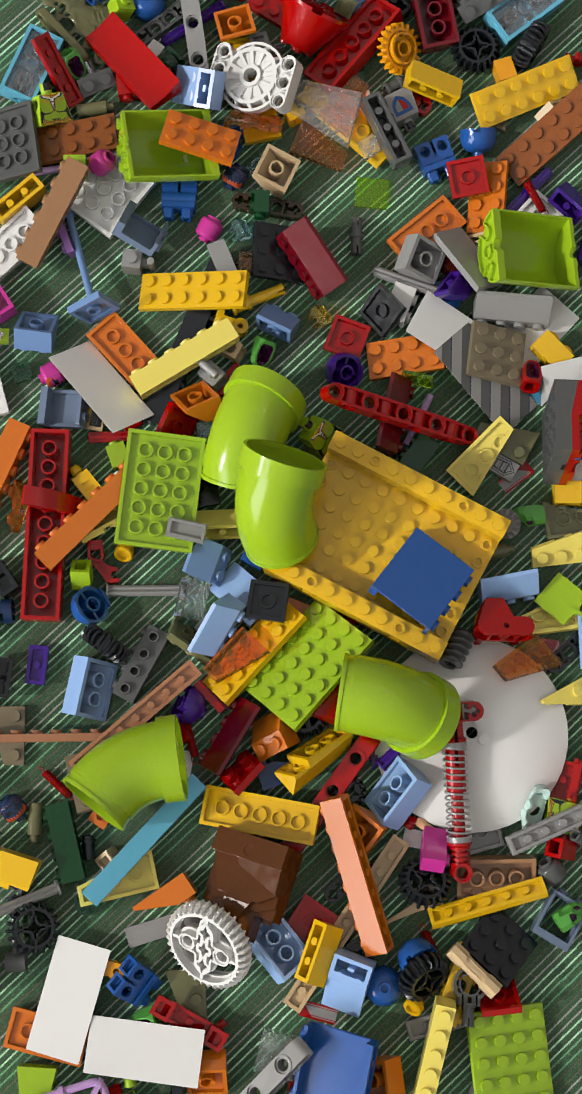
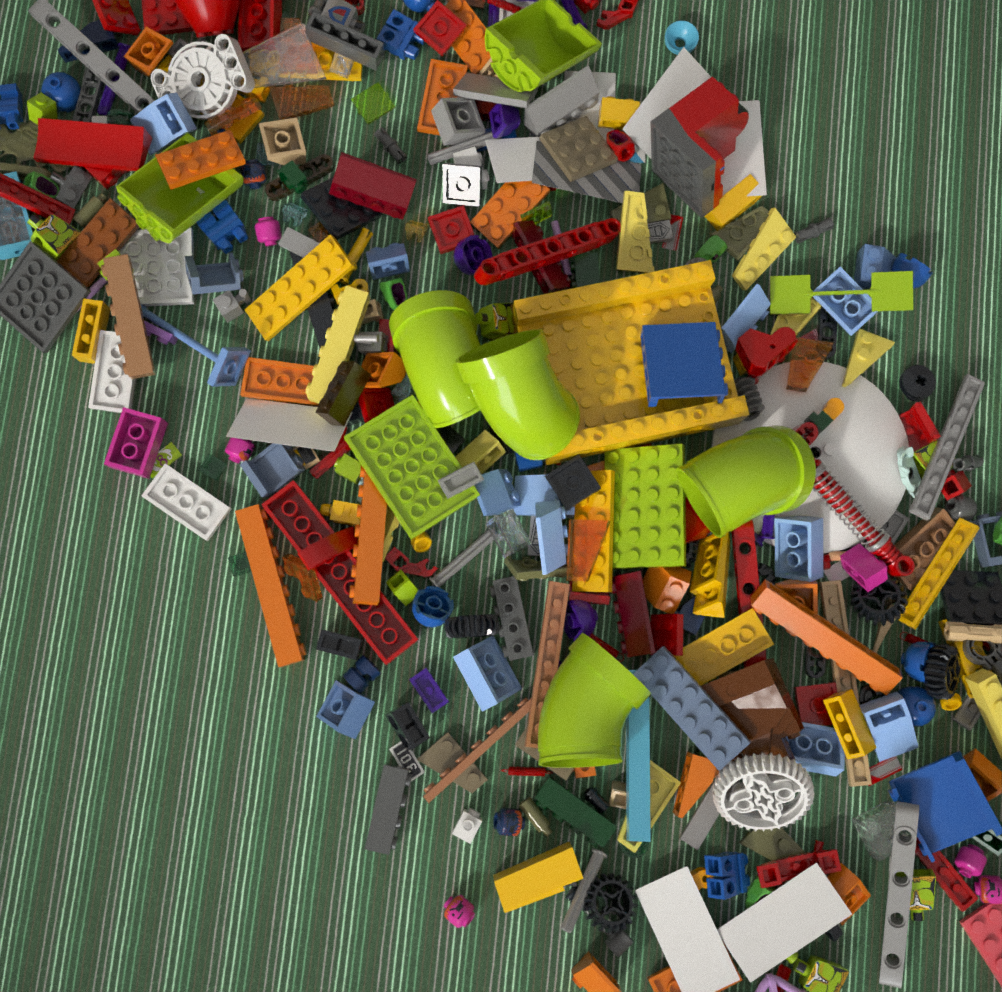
camera: 45 degrees left, 0 degrees up
(36, 332) = (196, 425): medium blue slope -> none
(102, 162) = (135, 245): dark pink head -> none
(156, 395) = (343, 393): none -> dark brown brick
(210, 838) = (692, 708): none -> sand blue plate
(502, 712) = (829, 413): none -> leg

